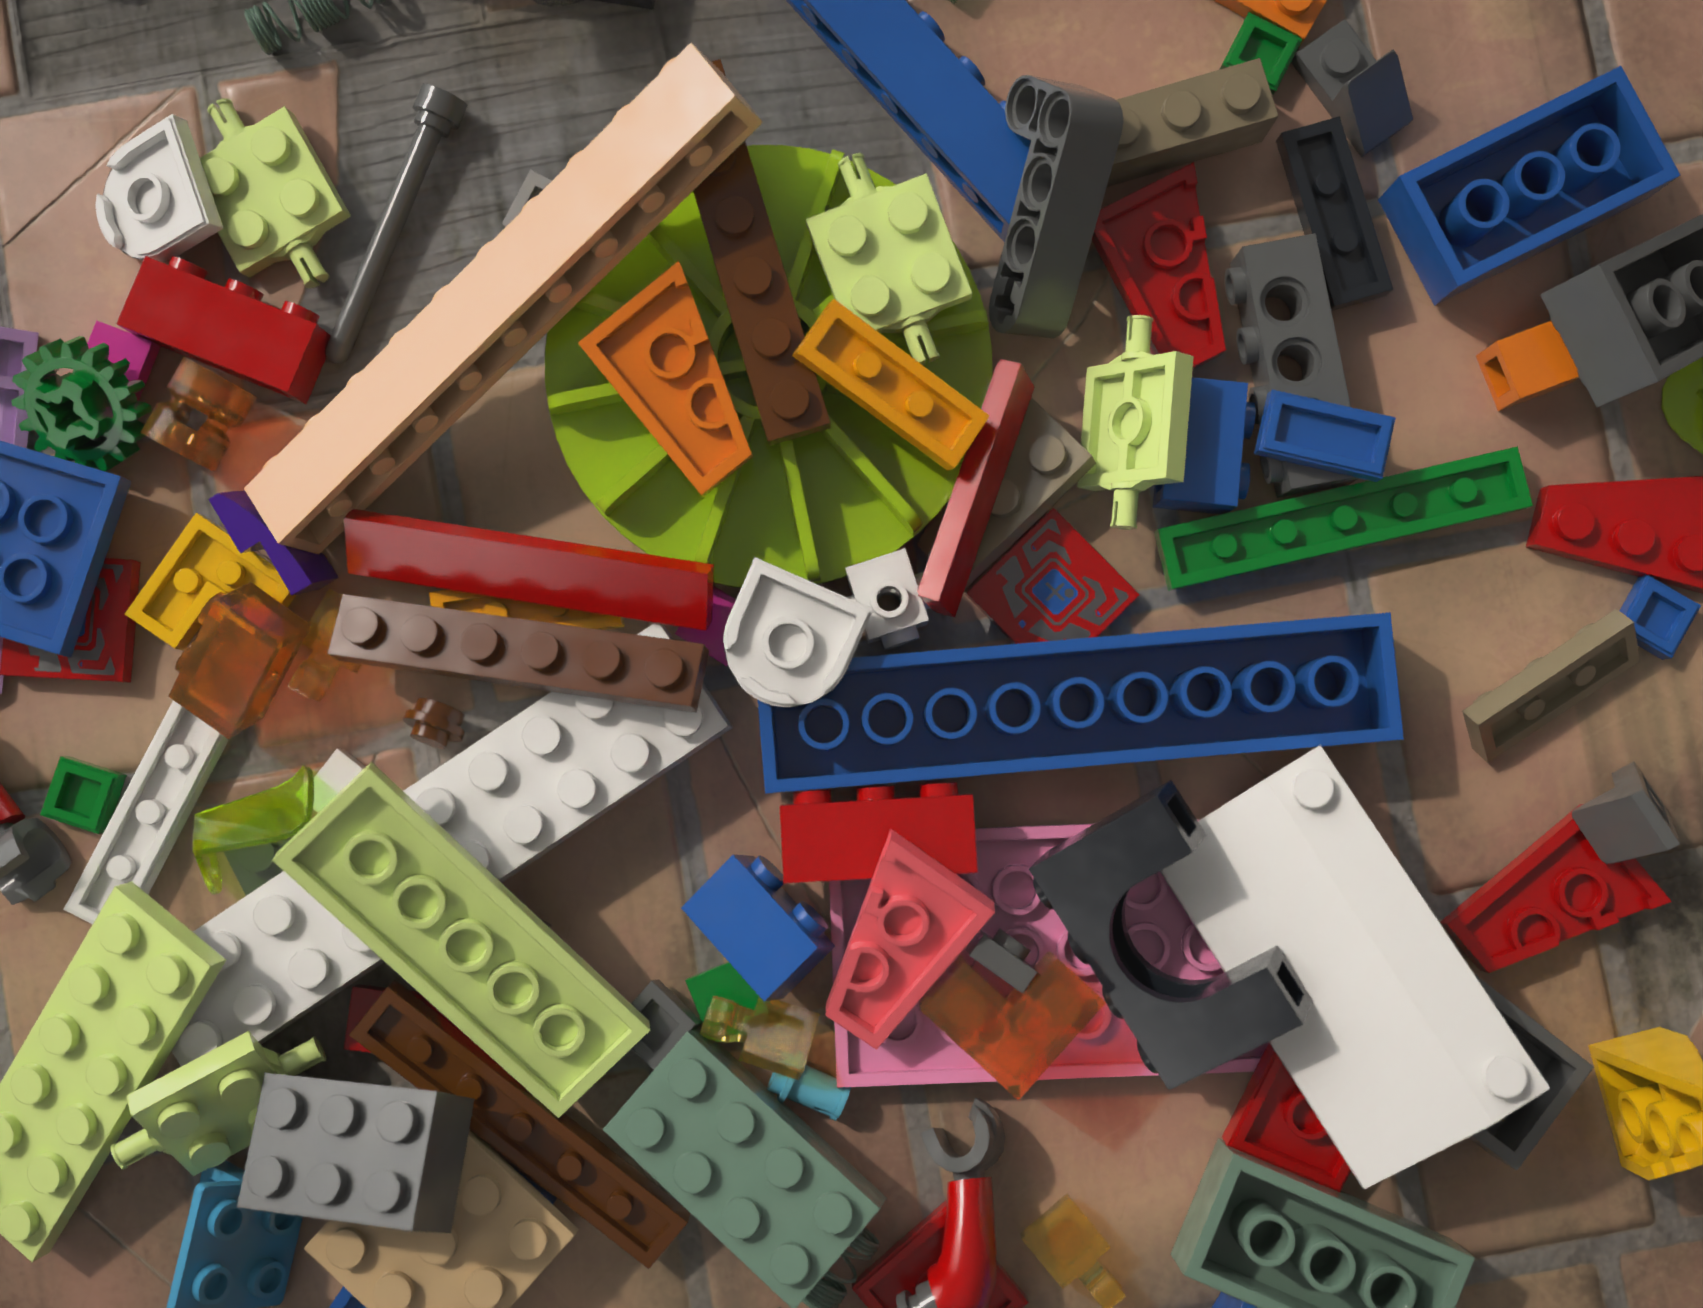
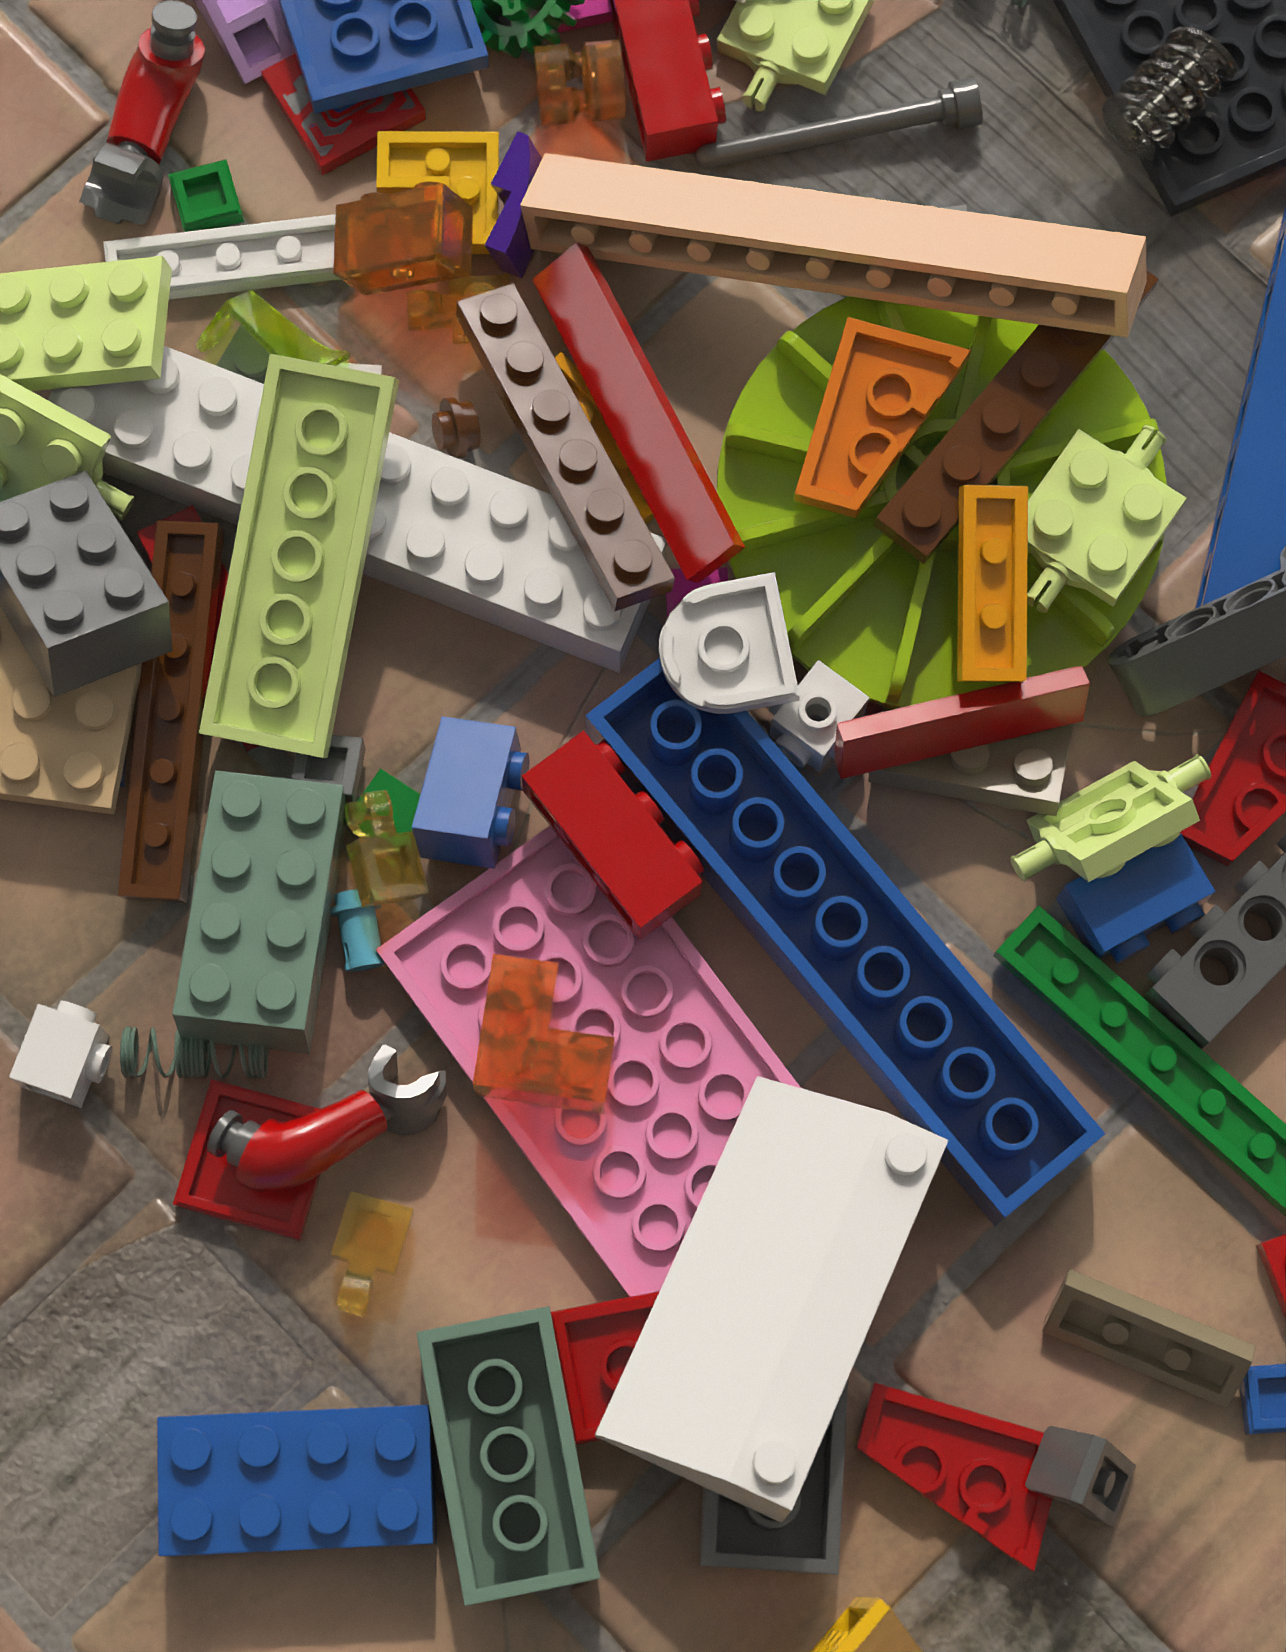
camera: 50 degrees right, 10 degrees down
(903, 939) = (543, 906): coral wing -> none
(1003, 957) = (583, 1001): dark grey plate -> none
(1052, 587) = (929, 852): tile -> none
(1177, 1022) = (691, 1037): black arch -> none
(1324, 435) = (1216, 982): blue tile -> none

